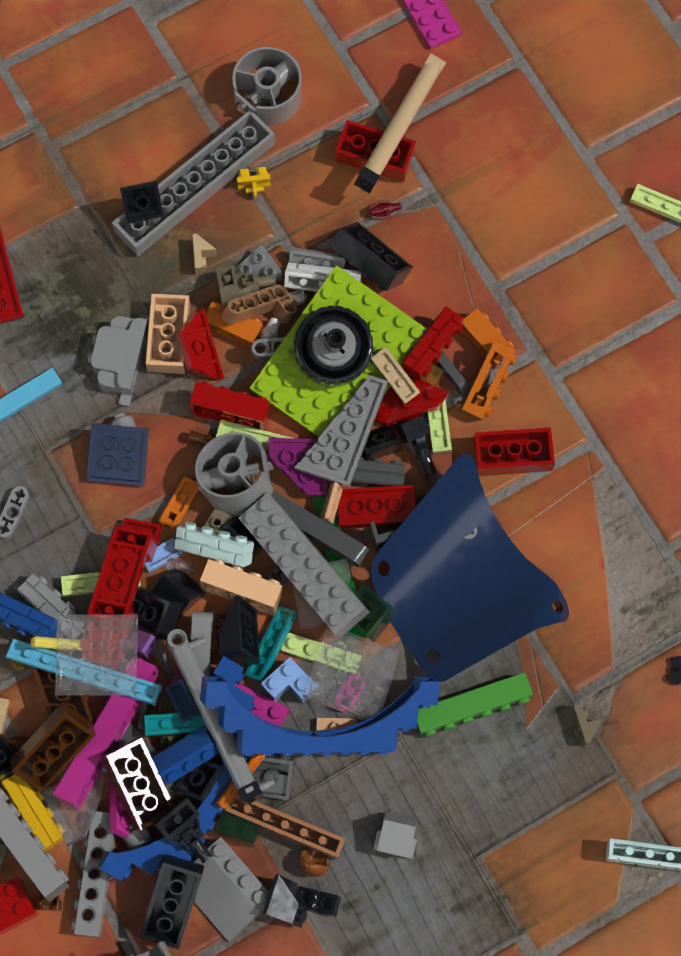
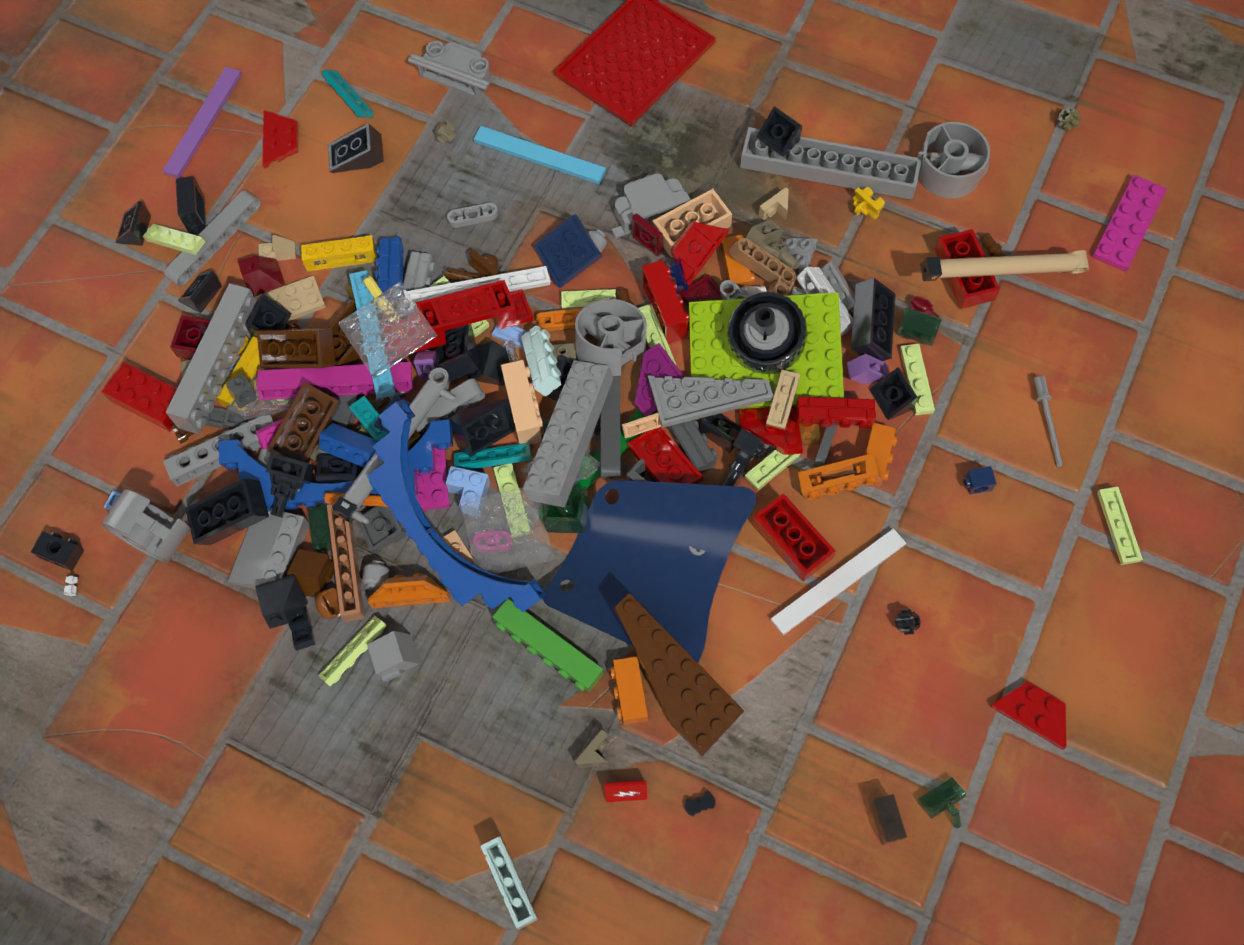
camera: 60 degrees right, 5 degrees down
(62, 820) = (241, 391): none -> dark grey brick
(66, 854) = (223, 419): none -> dark grey slope
(72, 560) = (460, 275): none -> reddish brown pin
(77, 534) = (484, 265): none -> reddish brown tile
(88, 578) = (514, 280): none -> white plate
(153, 378) = (647, 235): none -> dark red tile
(175, 469) = (580, 299): none -> yellowish green plate
(213, 378) = (678, 272): none -> clear blue plate
(241, 371) = (701, 290): none -> dark red tile
(273, 859) = (312, 571): none -> reddish brown plate
(314, 809) = (374, 575): none -> light grey head
(347, 788) = (408, 591): none -> orange wedge
(369, 868) = (353, 649): none -> yellowish green plate
(371, 116) = (994, 249): none -> reddish brown pin
(398, 225) = (919, 326): none -> clear green brick
(408, 292) = (867, 369): none -> medium lavender slope
(441, 260) = (917, 378): none -> yellowish green plate
(444, 287) = (894, 394): none -> black slope
(525, 178) = (1044, 397): none -> light grey piece
(553, 664) = (629, 690): none -> orange brick
(562, 278) = (979, 480): none -> dark blue brick
(570, 444) = (837, 582): none -> white tile
(586, 619) = (686, 692): none -> reddish brown wing
(631, 720) = (626, 791): none -> red slope
(639, 415) = (907, 621): none -> black gear

